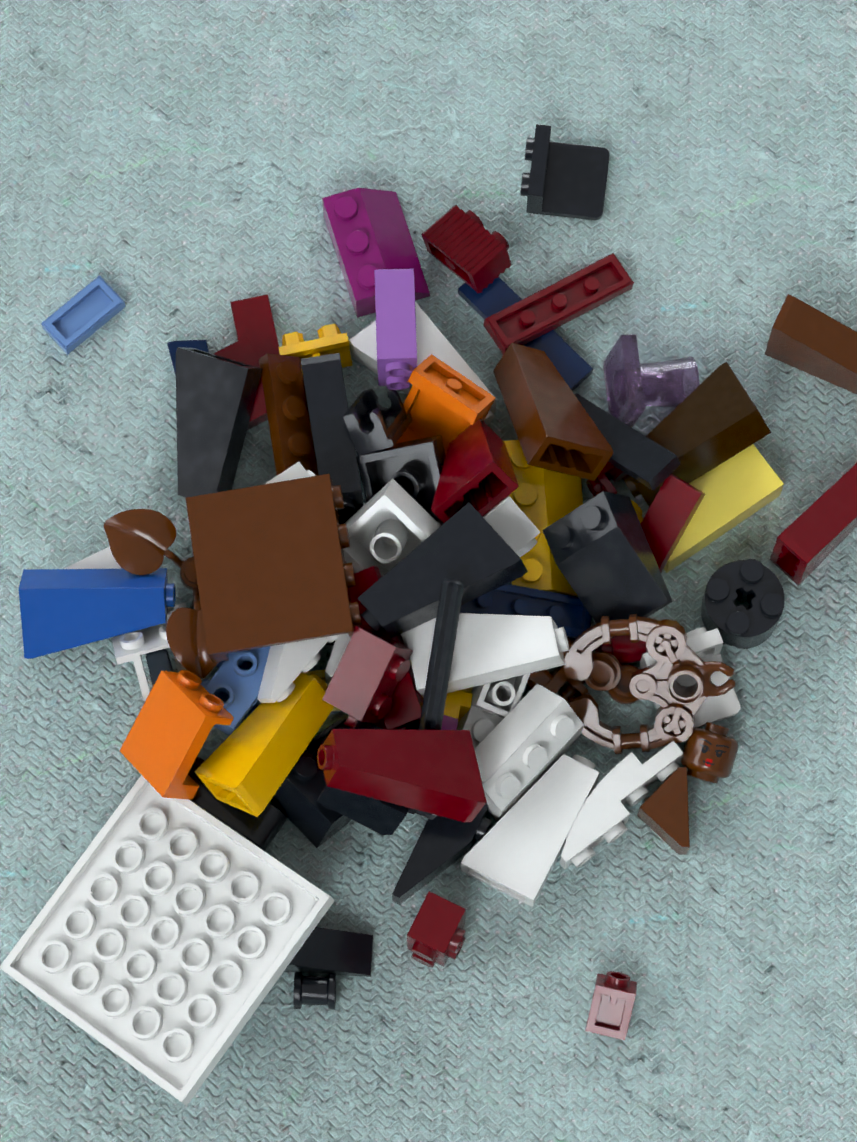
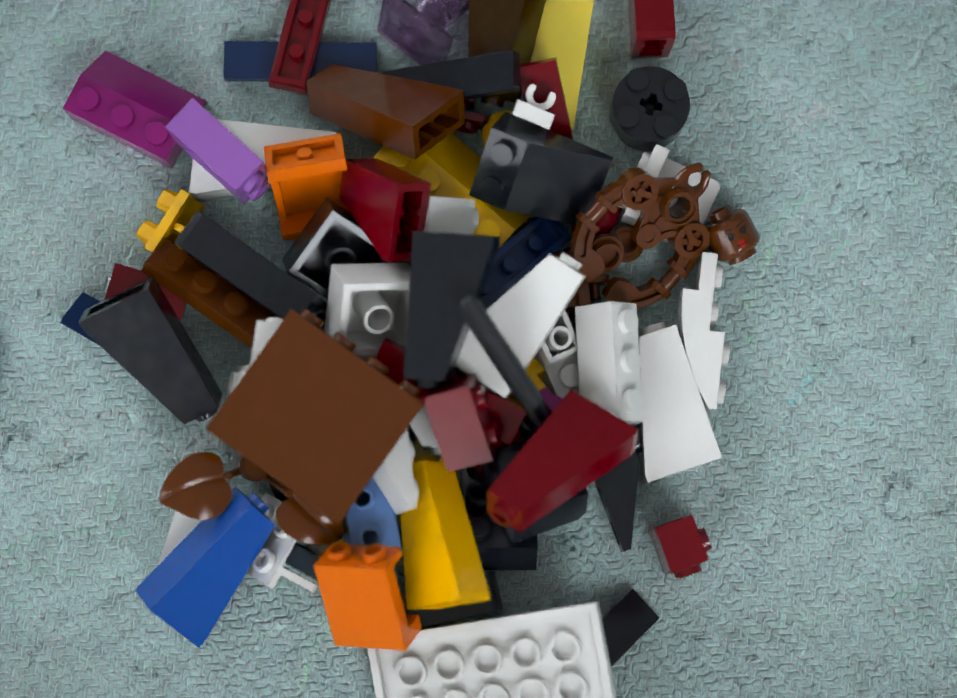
camera: 50 degrees left, 10 degrees up
(255, 320) = (108, 246): dark red tile -> none
(314, 990) = (635, 667): black bush -> none
(373, 425) = (276, 236): black hinge -> none
(467, 248) = (201, 42): dark red brick -> none
(611, 1005) = (839, 472): bracket -> none
(648, 515) = (534, 111): none -> white tile
(668, 811) = (744, 302): reddish brown slope -> none

